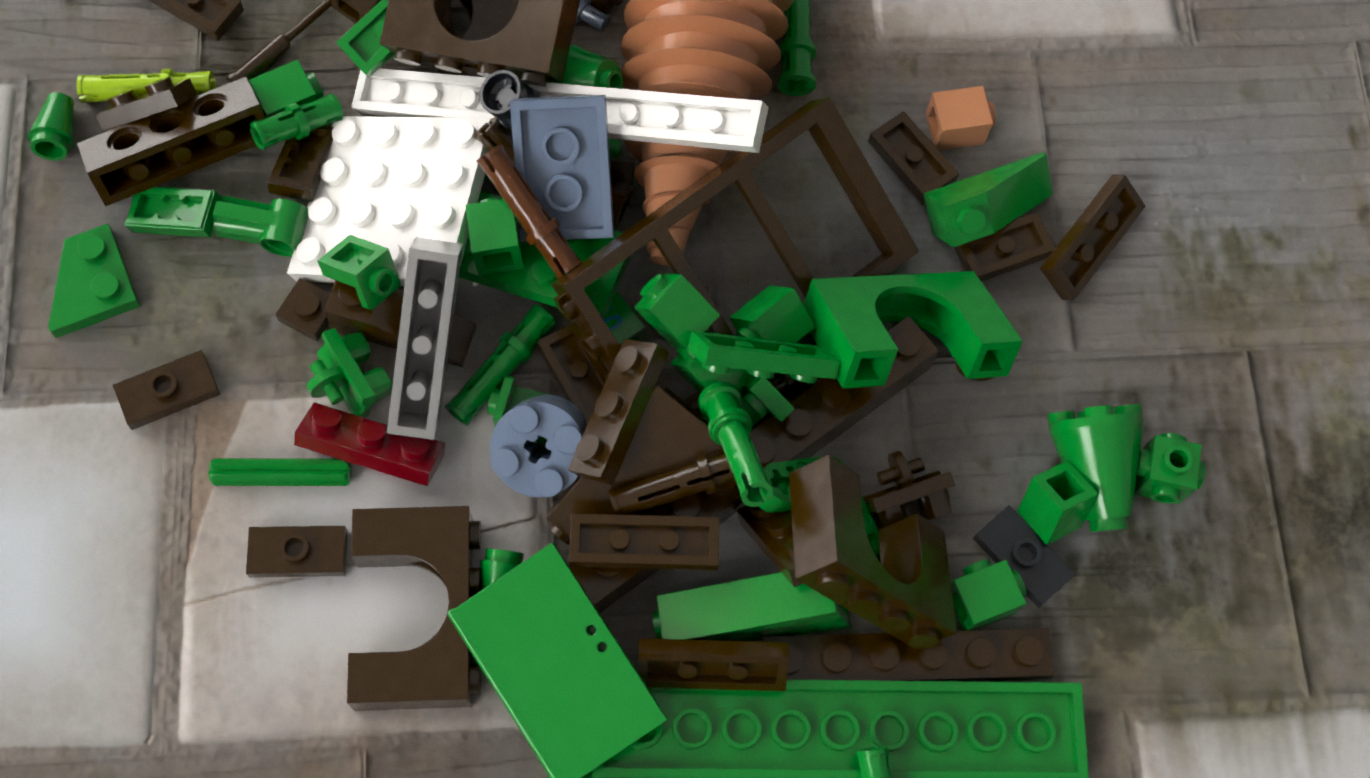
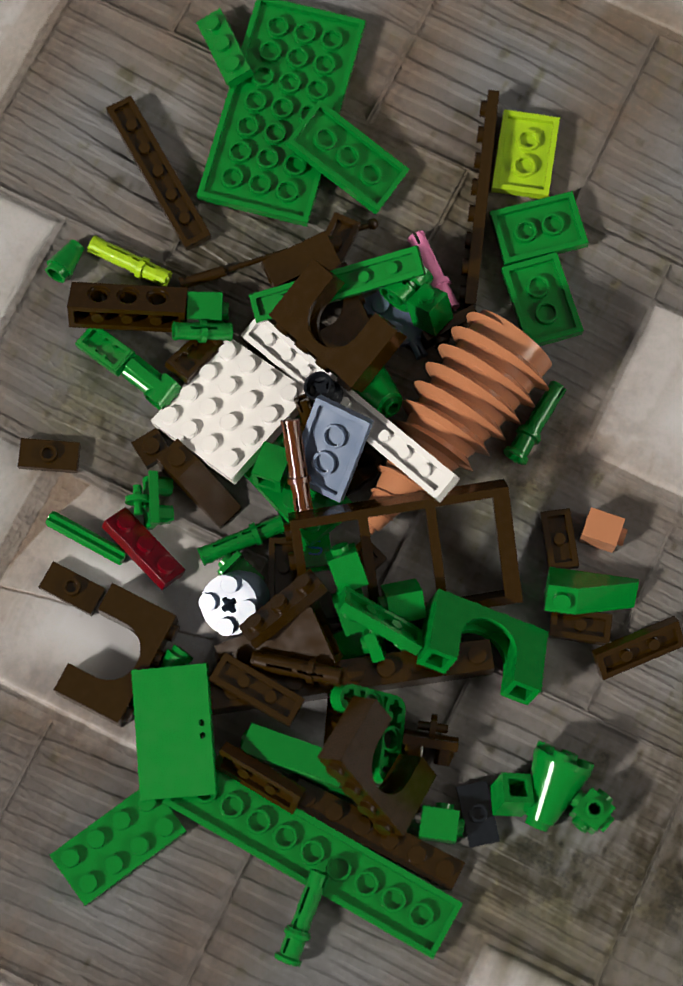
camera: 35 degrees right, 5 degrees up
(90, 282) = (39, 368): green wing -> none
(159, 97) = (126, 277): plate -> none
(364, 267) = (188, 446): green bracket -> none
(424, 337) = (201, 506): light grey brick -> none
(731, 429) = (336, 654): green pin -> none

